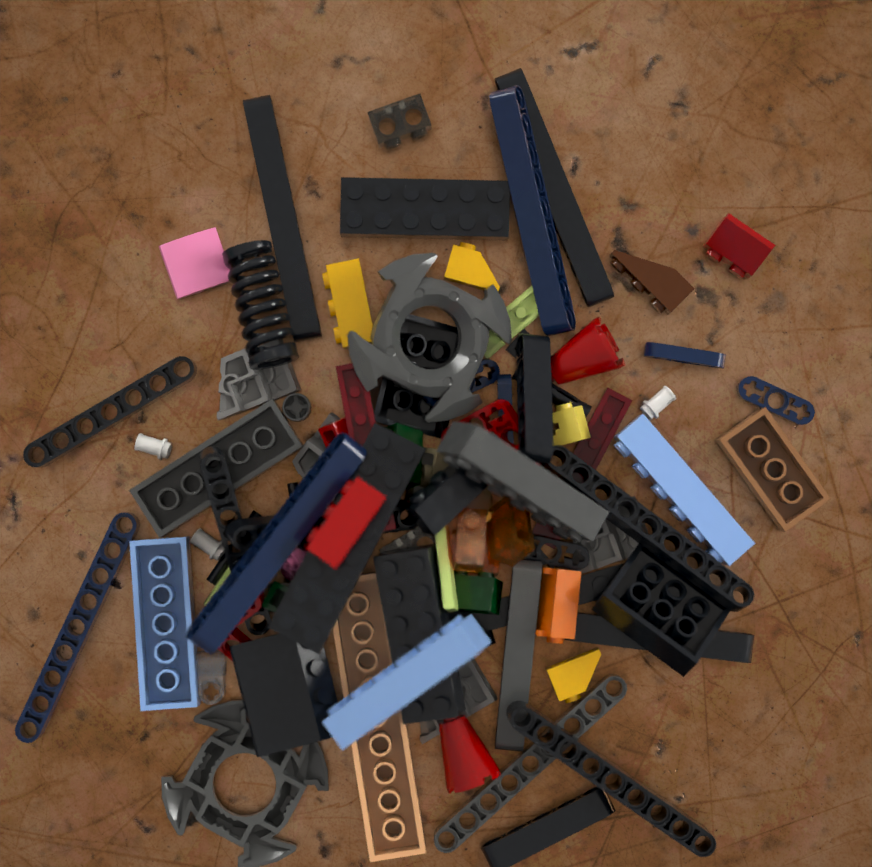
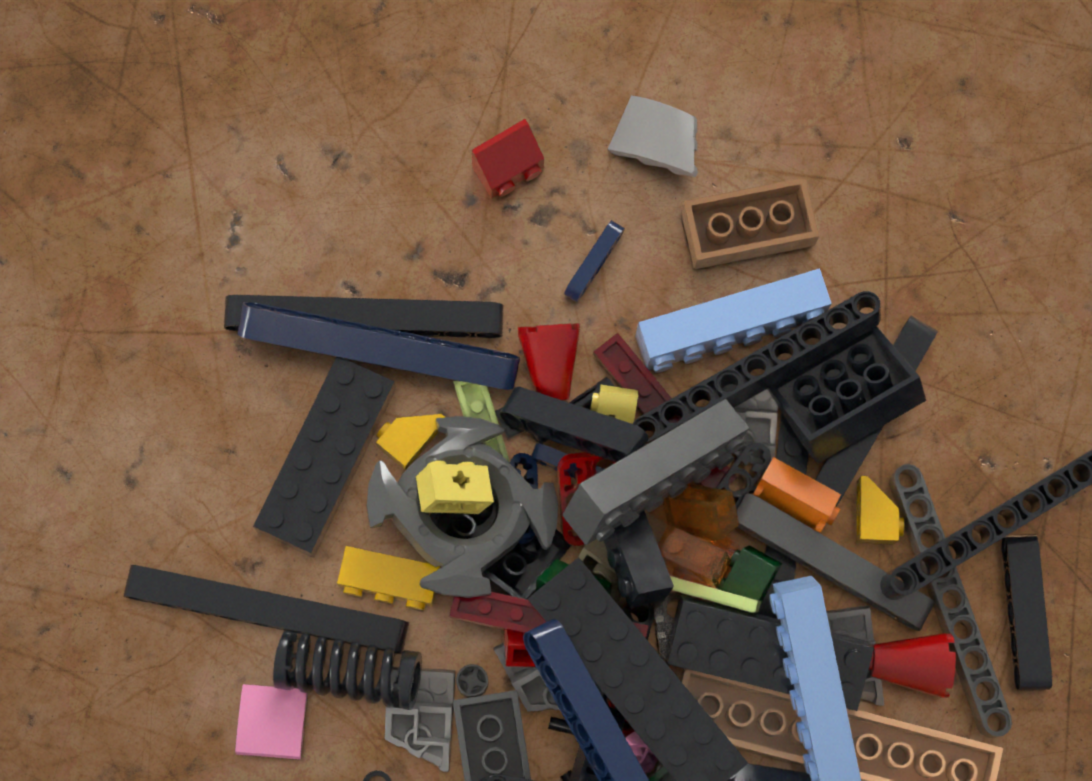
camera: 65 degrees left, 10 degrees down
(345, 522) = (621, 671): red brick -> none
(396, 114) = (214, 443): clear smoke brick -> none
(438, 324) = (454, 488): none -> light yellow brick
(657, 403) = (630, 308): white pin -> none
(660, 282) = (509, 253): reddish brown slope -> none
(791, 415) = (657, 200): dark blue beam -> none
(814, 360) = (657, 136): none -> light grey slope

